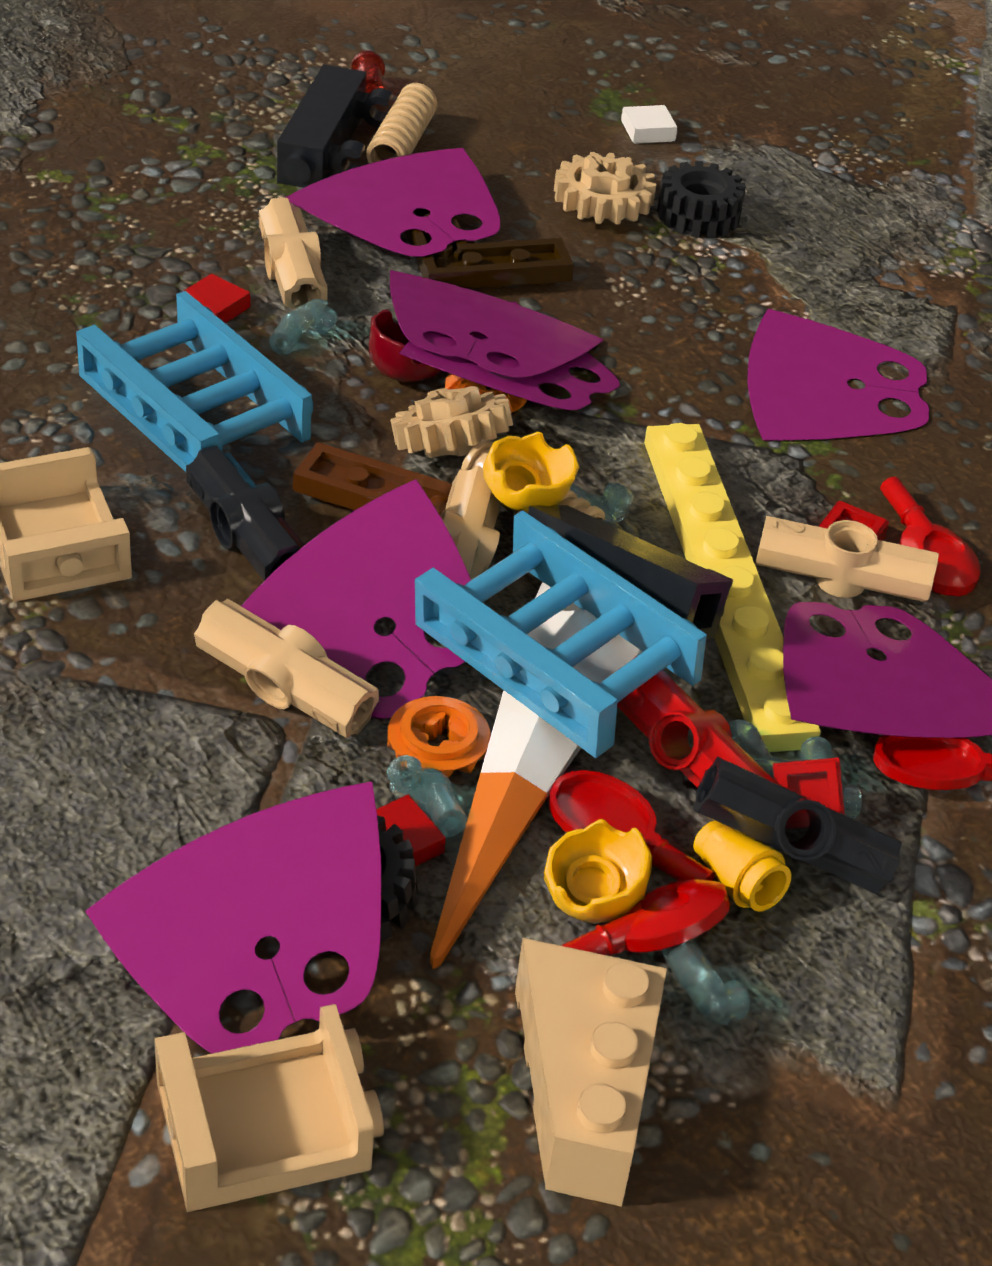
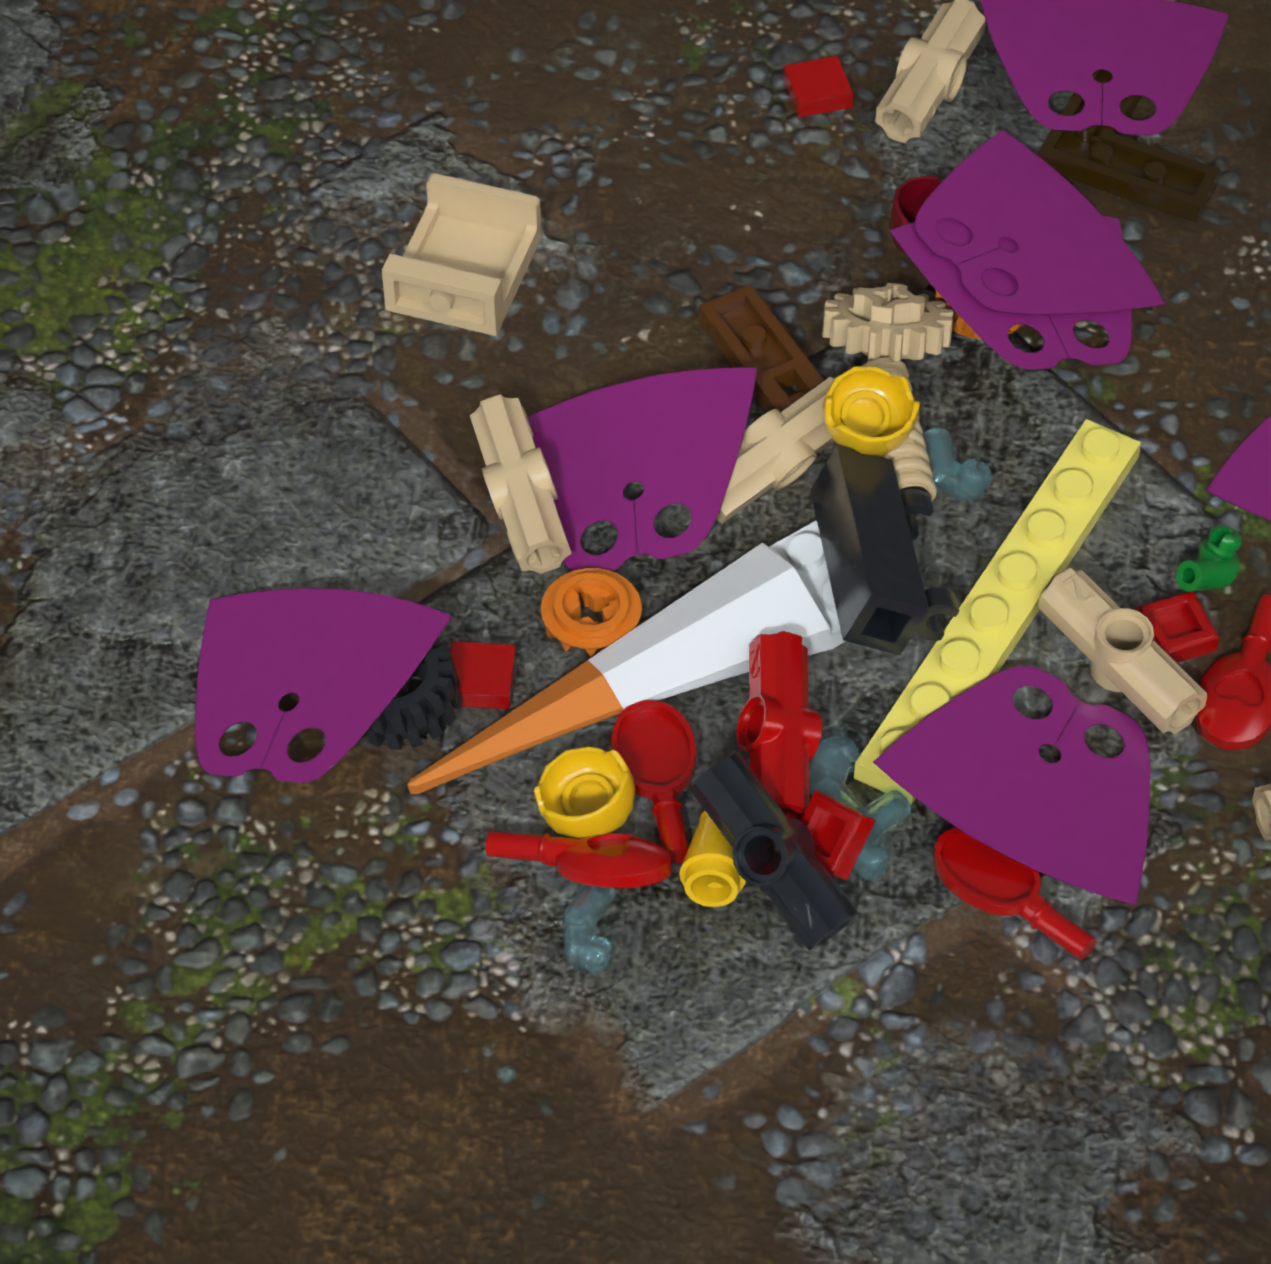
camera: 45 degrees right, 10 degrees up
(174, 420) = (655, 192): dark azure fence -> none
(241, 511) = (627, 318): black piece -> none
(267, 1113) = (180, 817): tan panel -> none
(296, 322) = (868, 146): clear light blue arm -> none
(430, 791) = (536, 651): clear light blue arm -> none
(543, 676) = (686, 600): dark azure fence -> none
(589, 1060) = (426, 927): tan wedge -> none
(824, 474) = (1215, 563): none -> green arm

